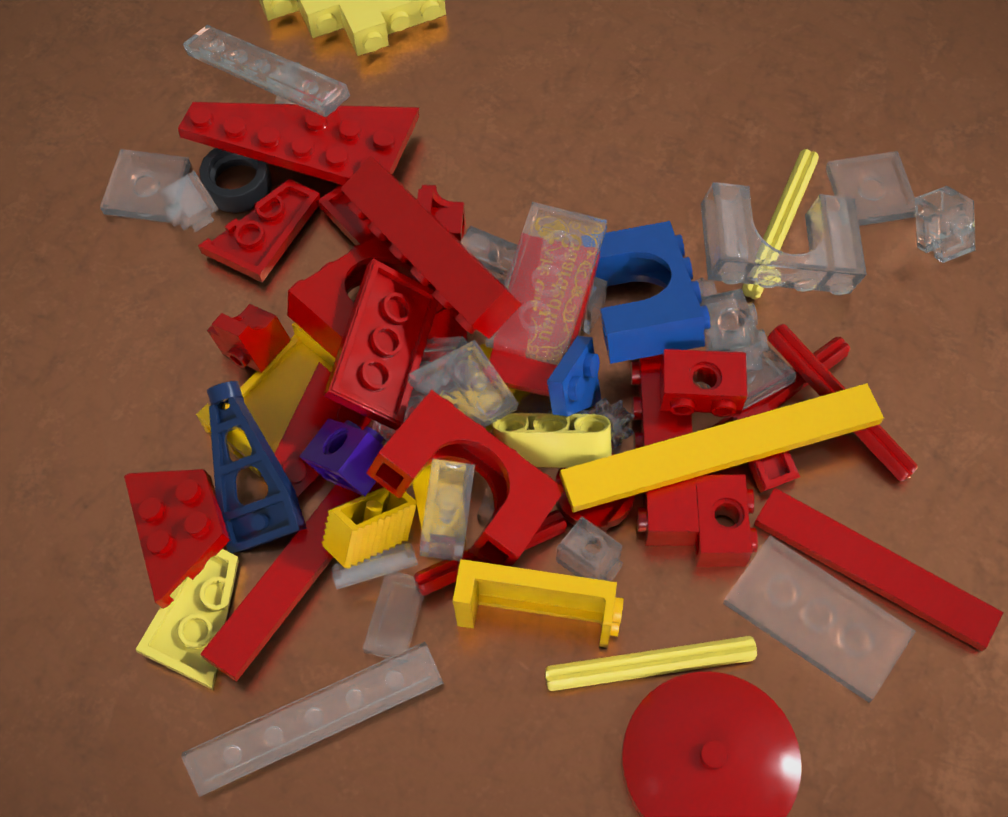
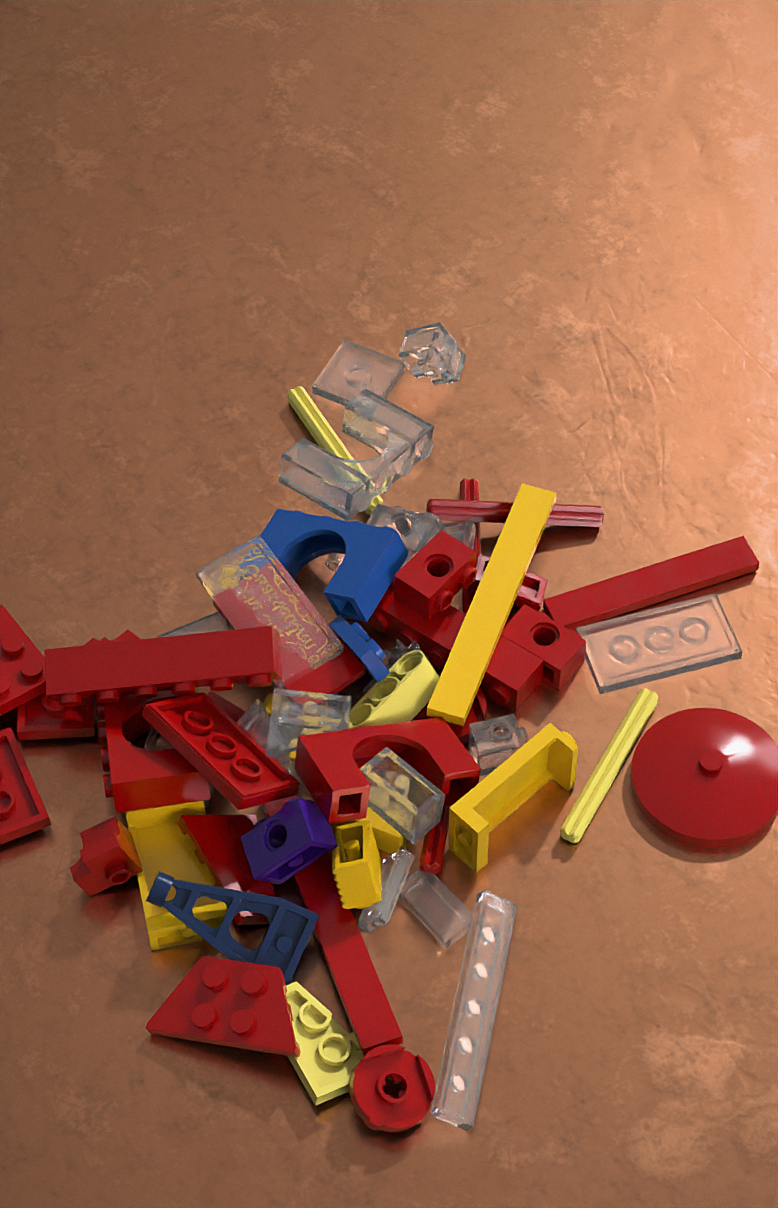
camera: 55 degrees left, 10 degrees down
(158, 707) = (379, 1109): none -> red plate

